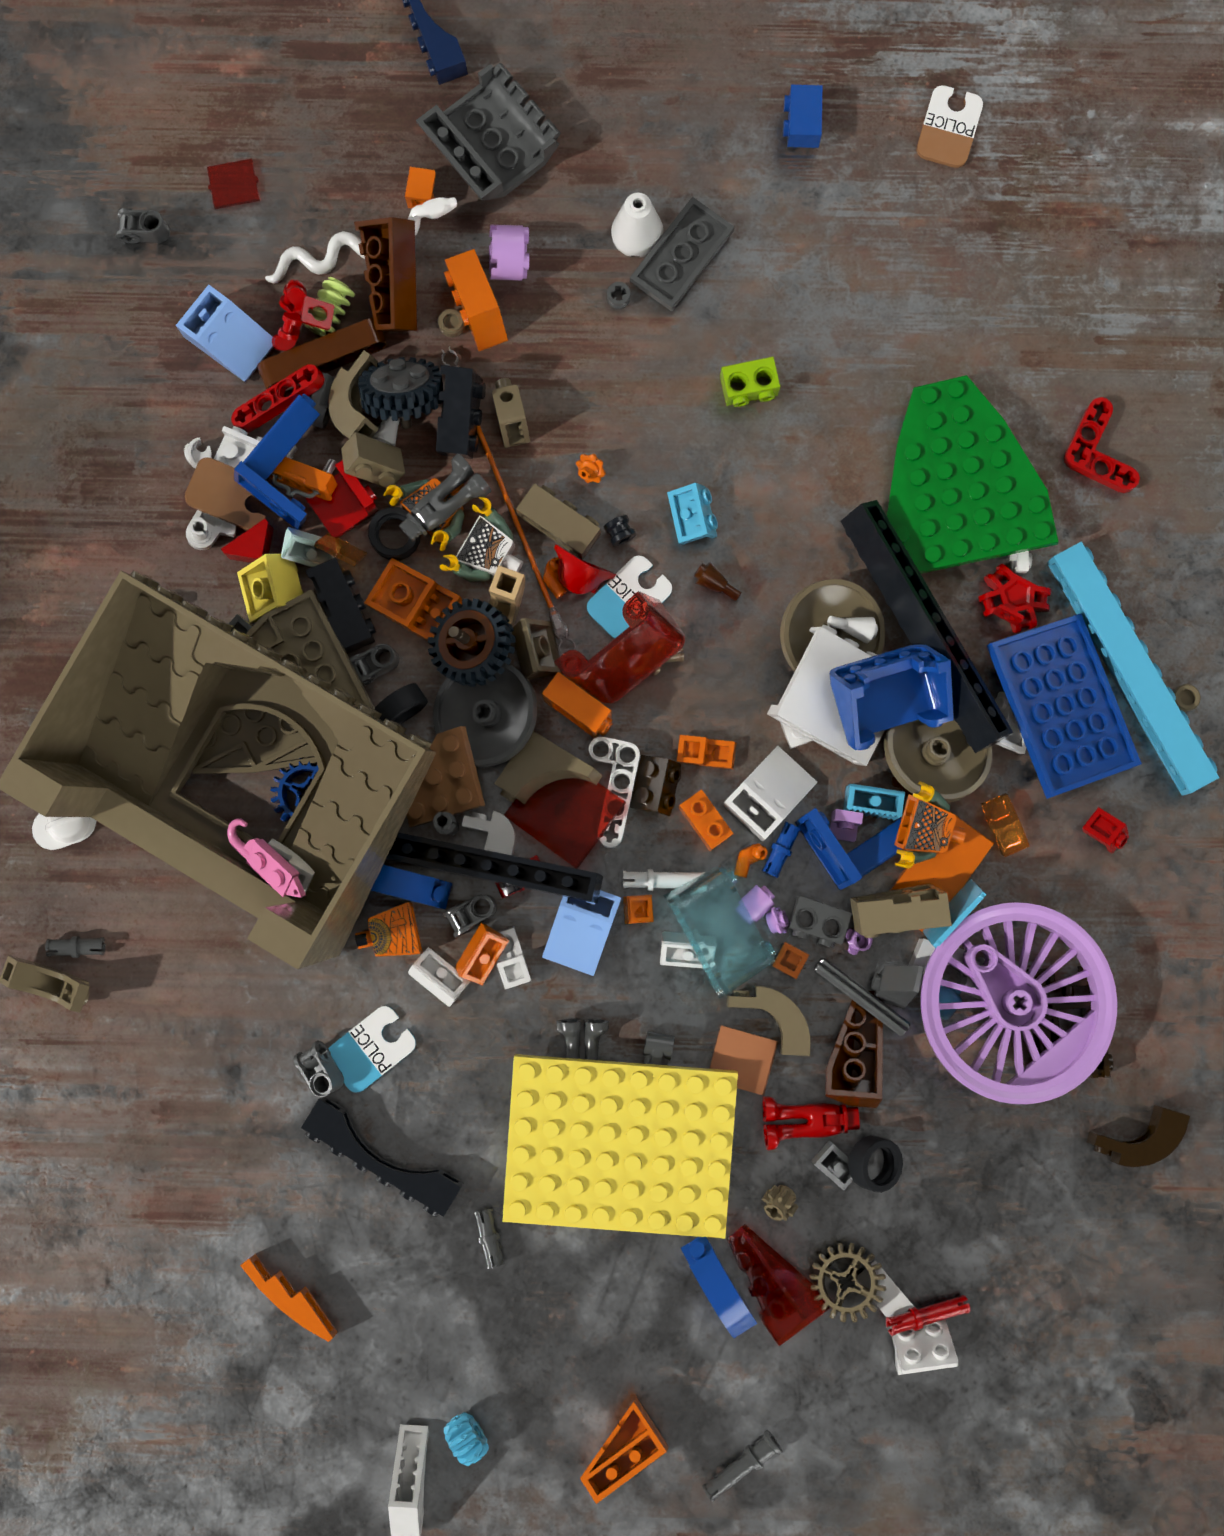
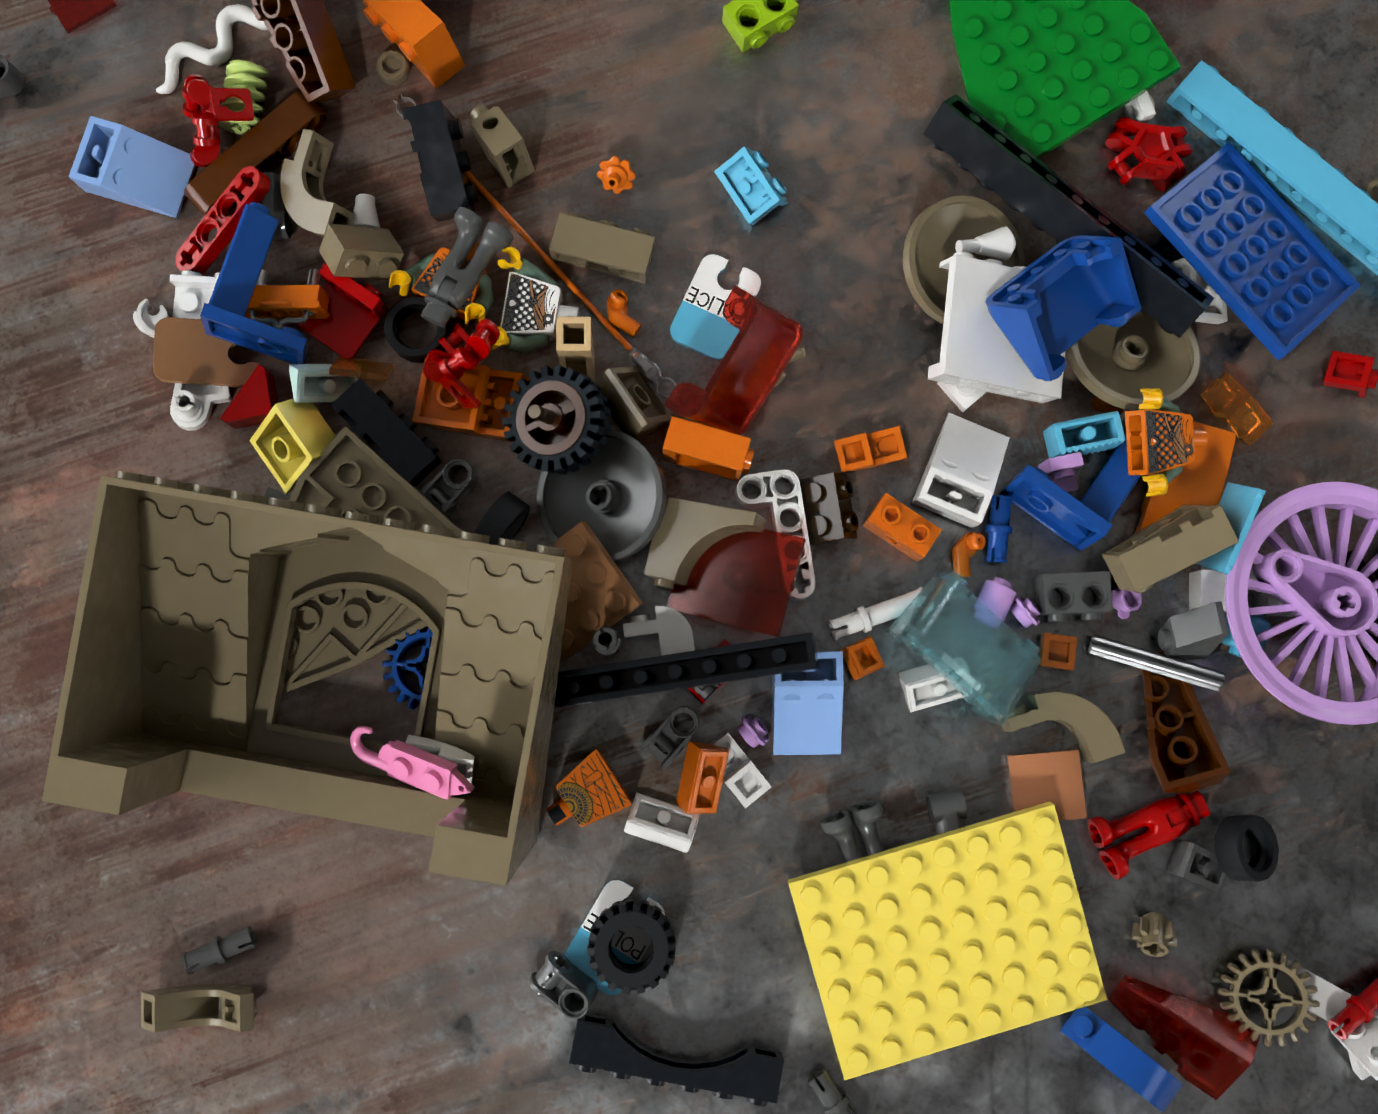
camera: 30 degrees left, 0 degrees up
(60, 832) = (152, 821): white piece -> none
(357, 1066) = (624, 975): none -> black tyre
(400, 389) = (364, 159): black wheel -> none
(406, 572) = (450, 366): none -> red piece
(412, 887) = (594, 730): blue arch -> none
(533, 933) = (753, 731): none -> lavender plate
(578, 574) = (648, 299): red hat -> none
(620, 530) = (676, 233): black wheel -> none
(711, 578) = (802, 251): reddish brown cone -> none

